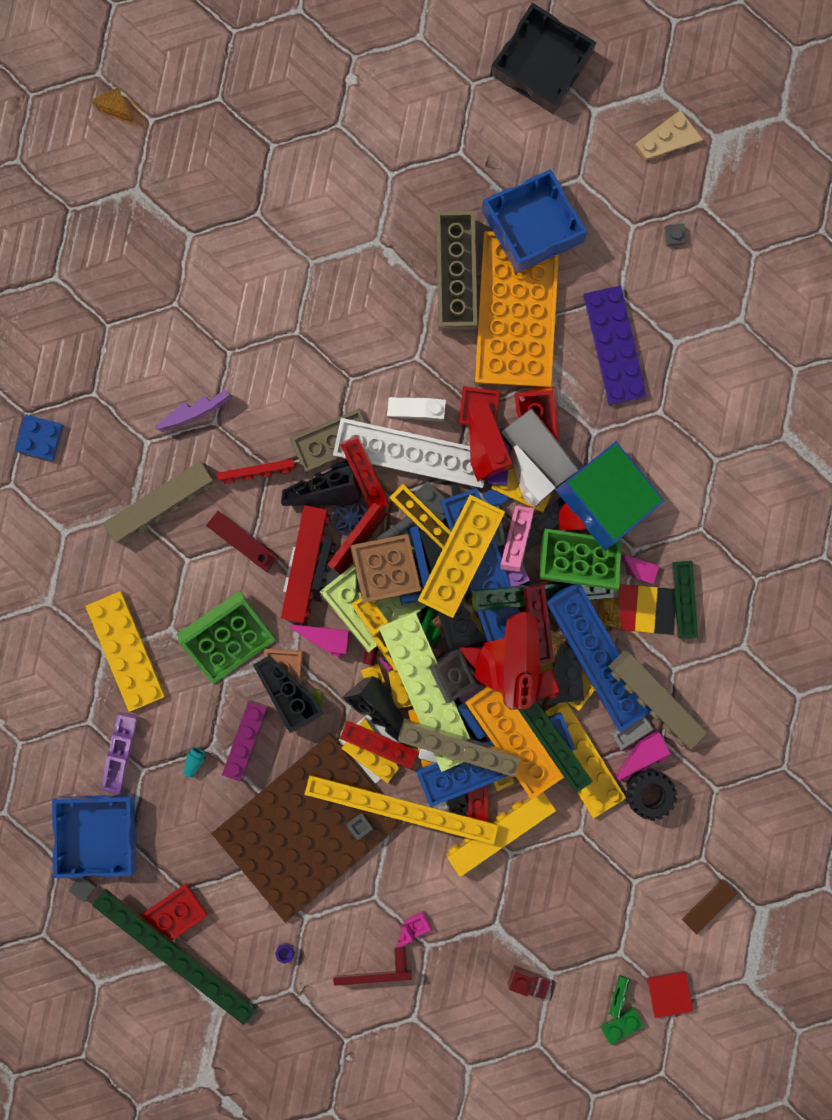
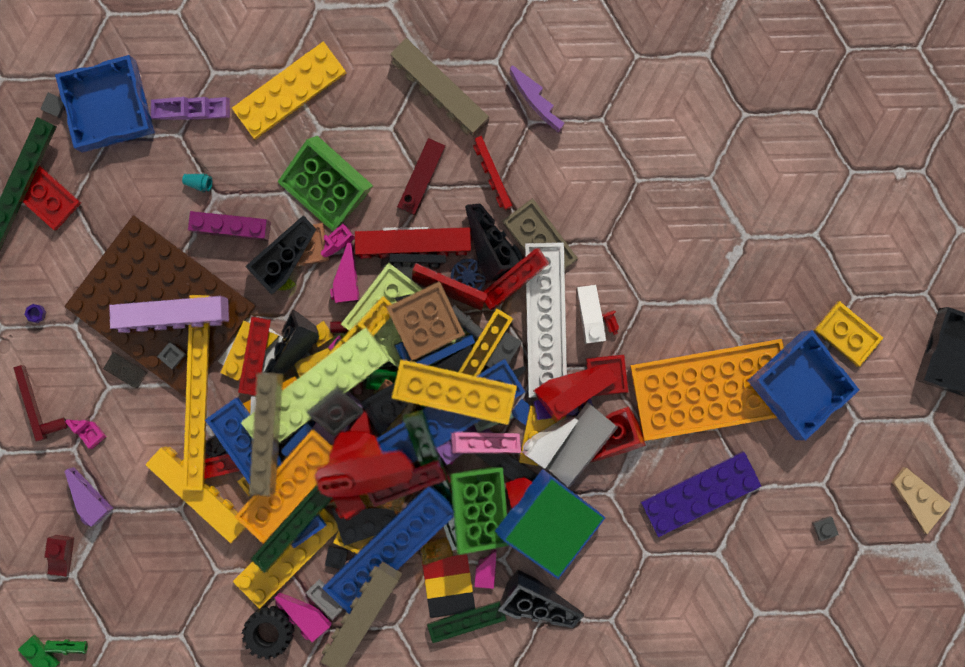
camera: 75 degrees right, 0 degrees up
(285, 638) = (337, 240): none -> dark pink slope
(317, 818) = (169, 313): none -> lavender brick
(362, 877) = (125, 370): none -> clear smoke plate
(428, 391) = (611, 322): none -> red piece
(456, 270) = (736, 321): dark tan brick -> none
(481, 942) = (87, 500): none -> medium lavender slope
(494, 166) = (848, 334): none -> yellow tile
(593, 711) = (336, 557): none -> black plate
(677, 531) = (532, 599): none -> black wedge

